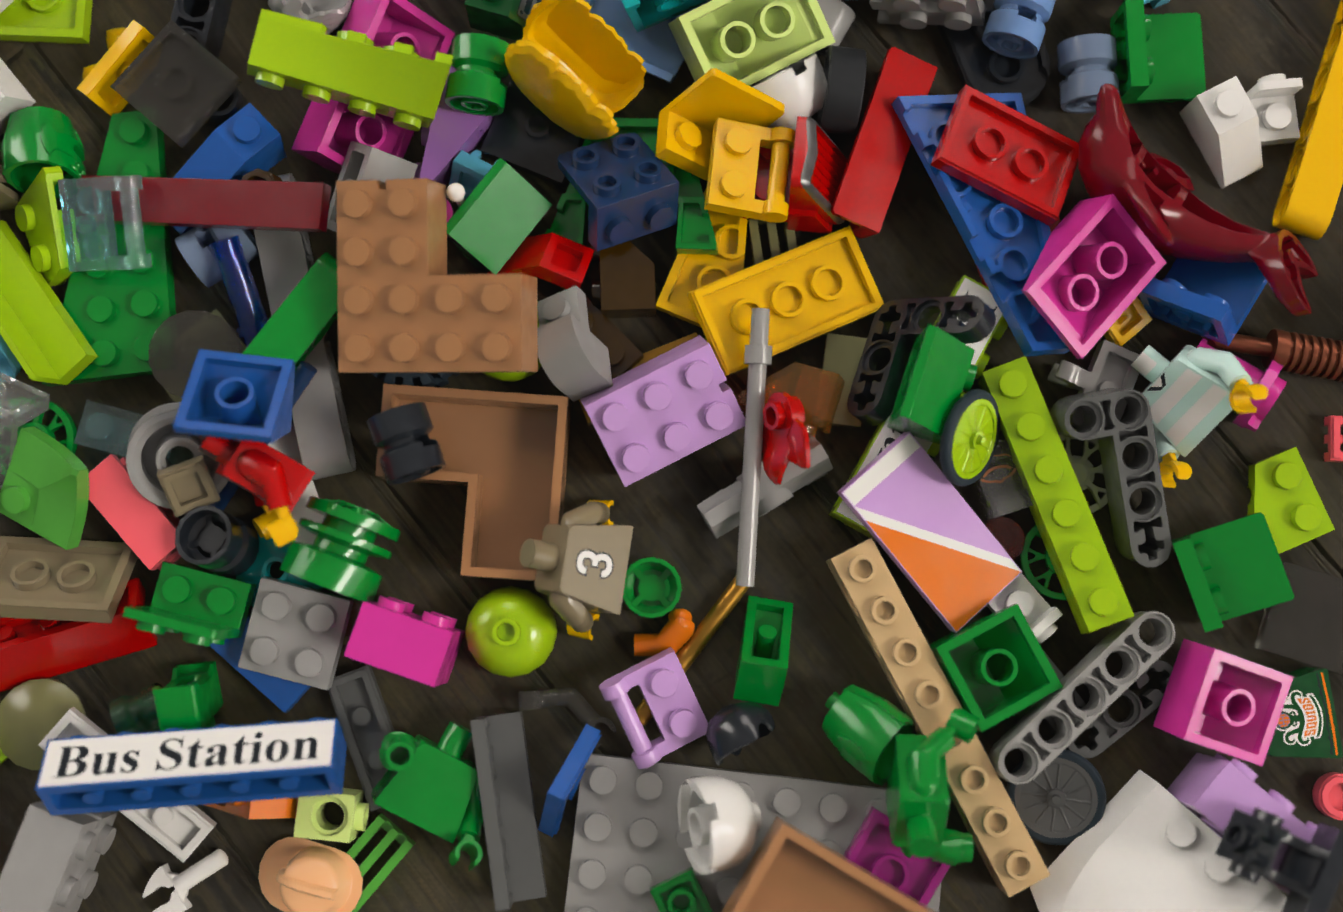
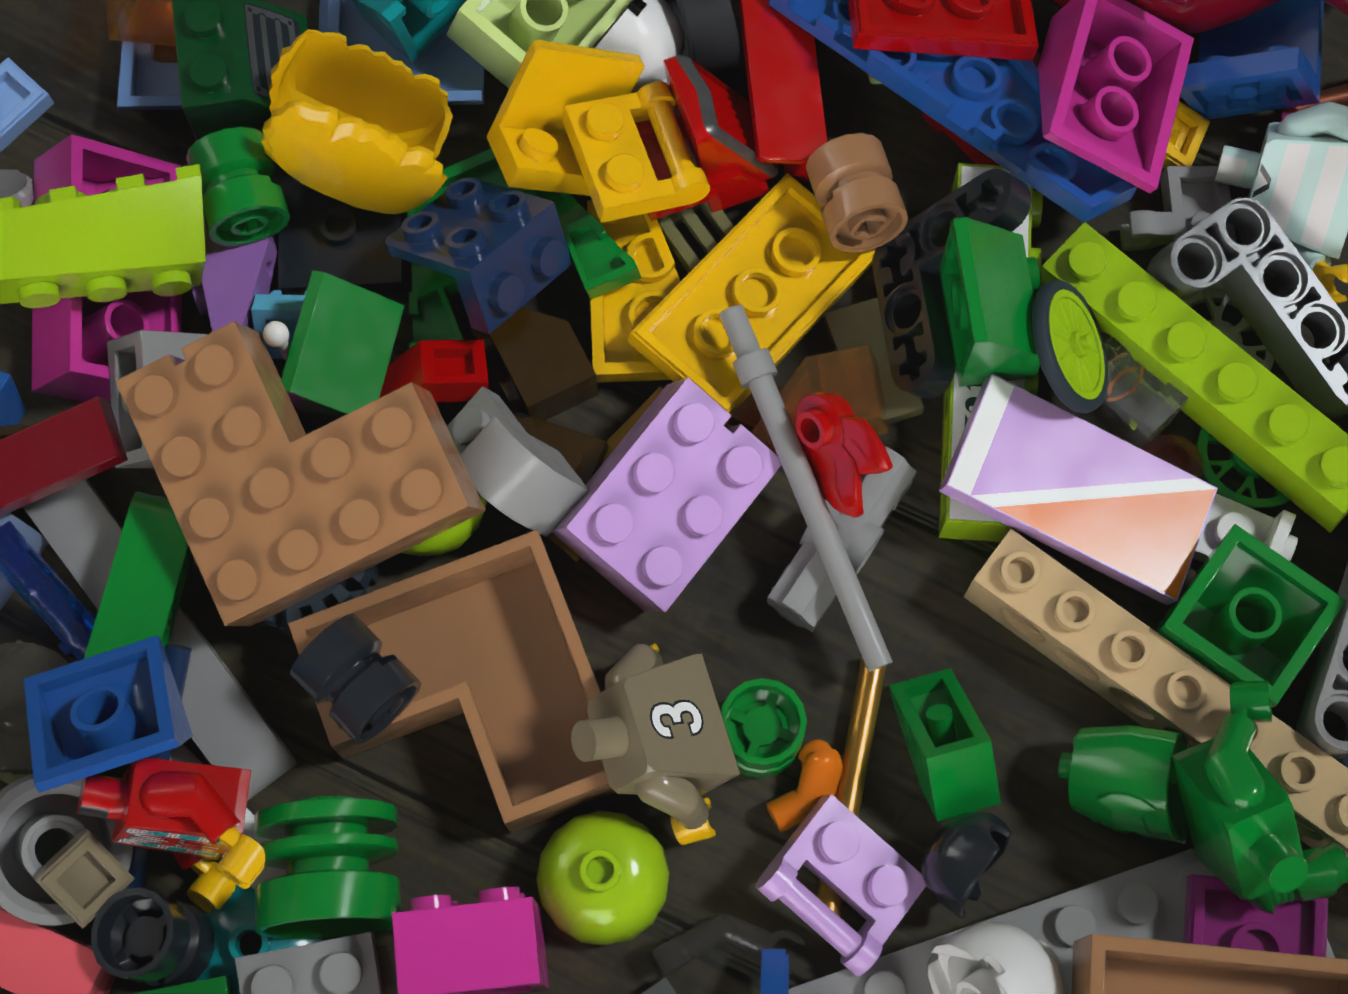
camera: 25 degrees left, 10 degrees down
(886, 259) = (856, 193): none -> medium nougat wheel

